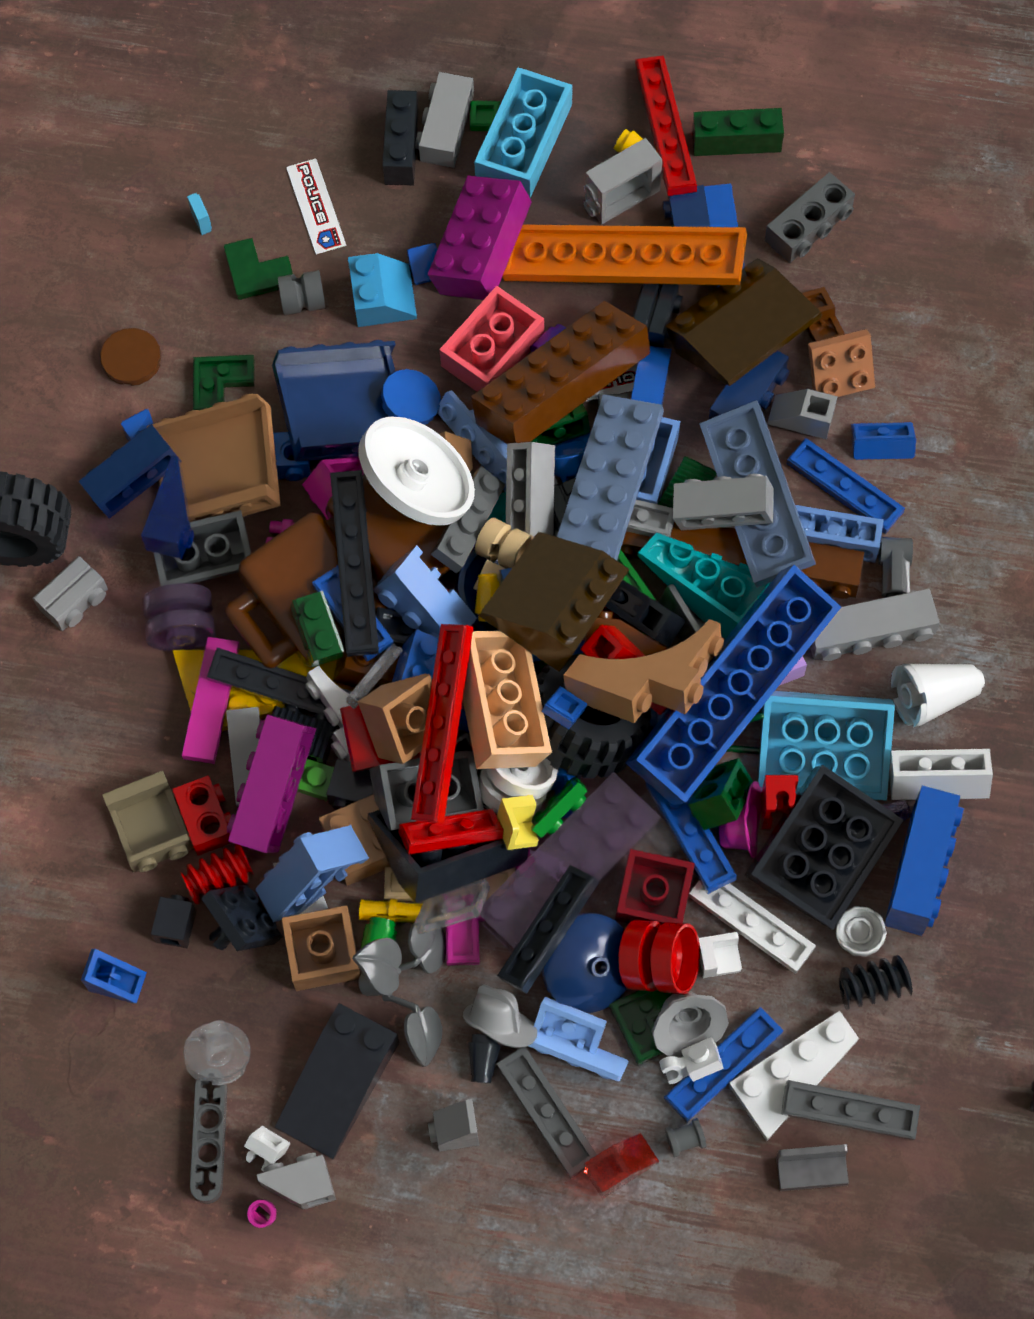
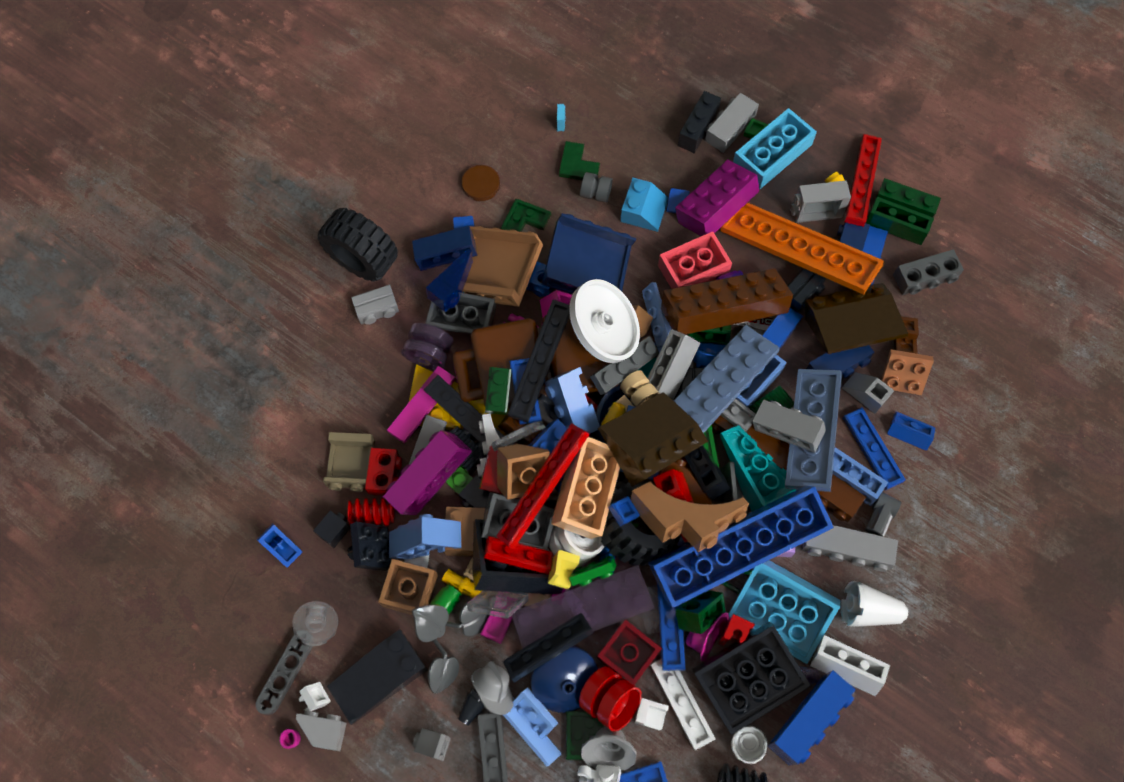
camera: 25 degrees right, 0 degrees up
(316, 206) = (631, 142): white sticker -> none
(410, 396) = (630, 276): blue tile -> none
(740, 162) = (899, 221): none -> dark green brick

